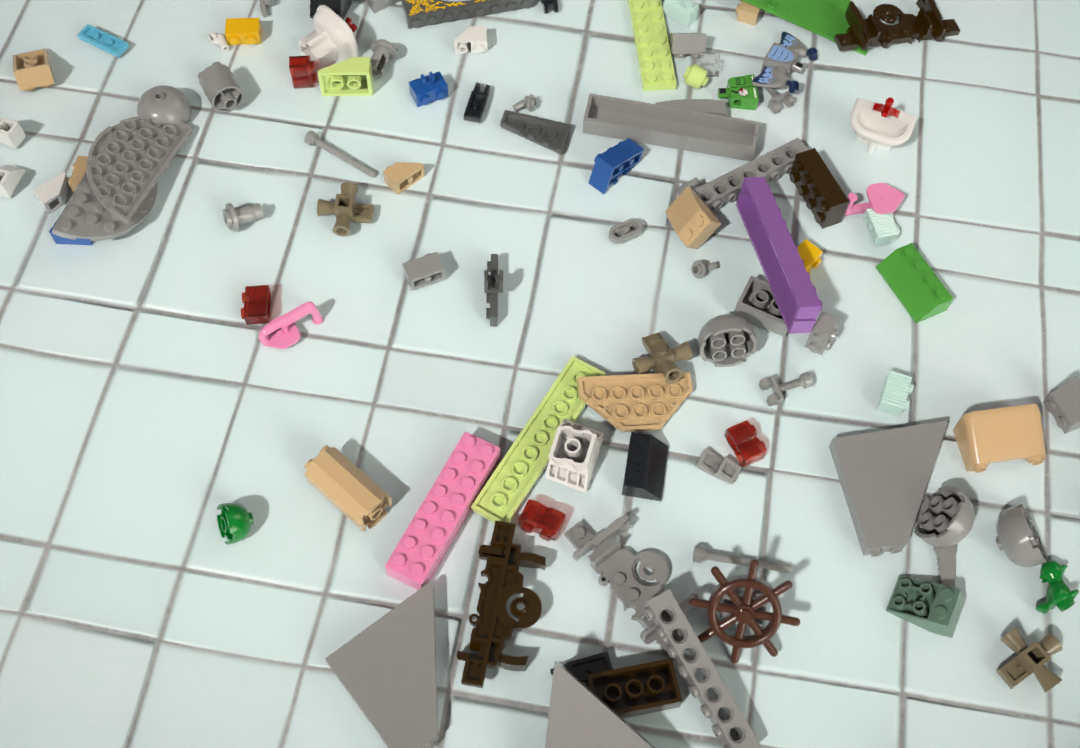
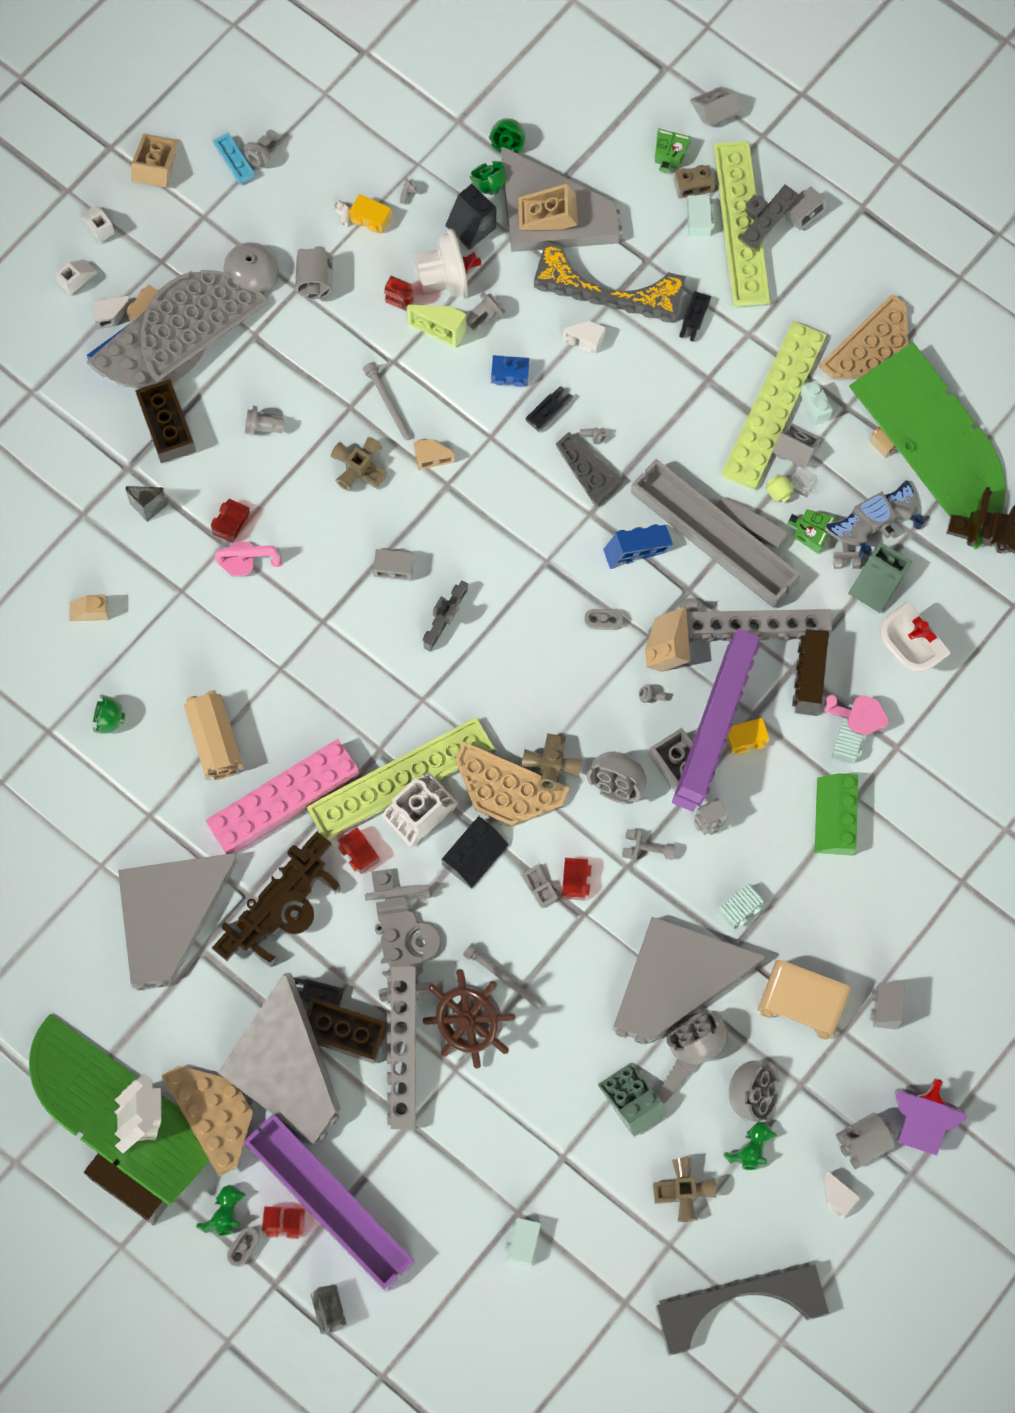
camera: 30 degrees right, 10 degrees up
(123, 25) = (259, 152): none -> light grey piece
(152, 252) = (165, 420): none -> dark brown brick
(164, 438) = (89, 608): none -> tan slope
(169, 321) = (146, 500): none -> clear smoke slope
(816, 100) = (880, 577): none -> sand green slope

